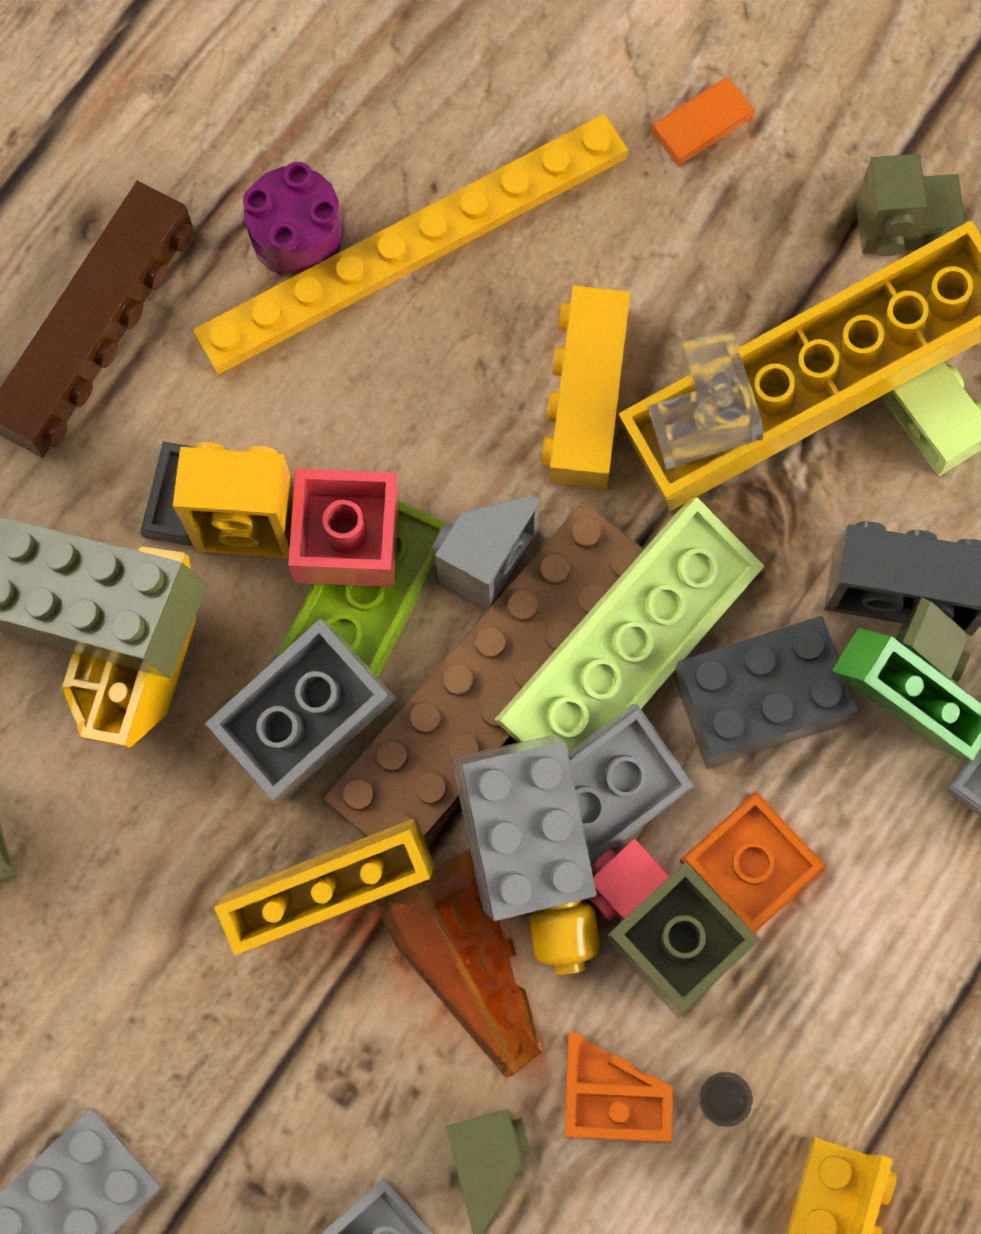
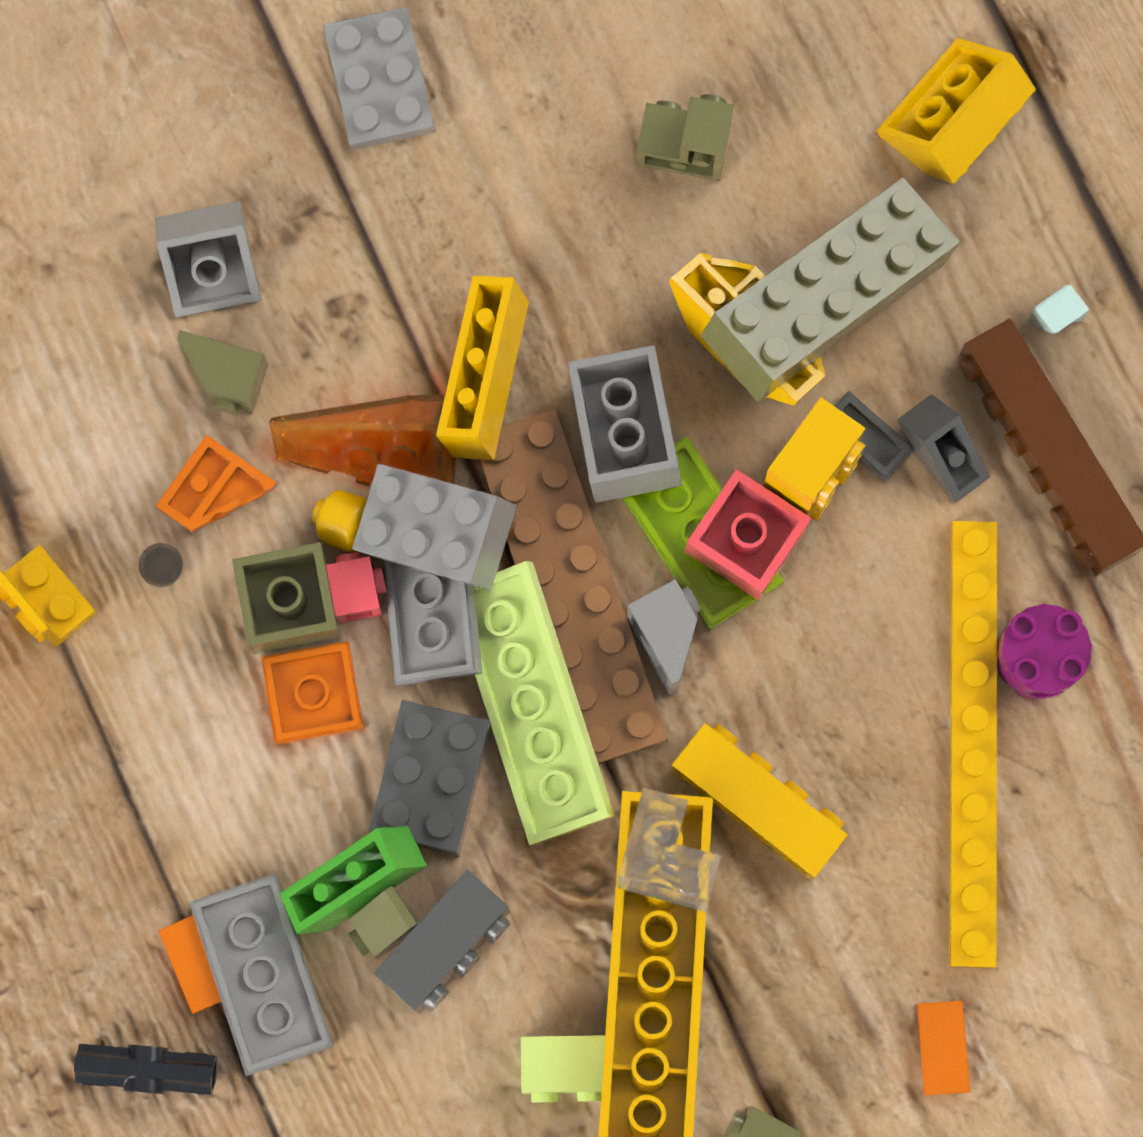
camera: 120 degrees right, 5 degrees up
(145, 414) = (944, 447): none -> dark grey slope

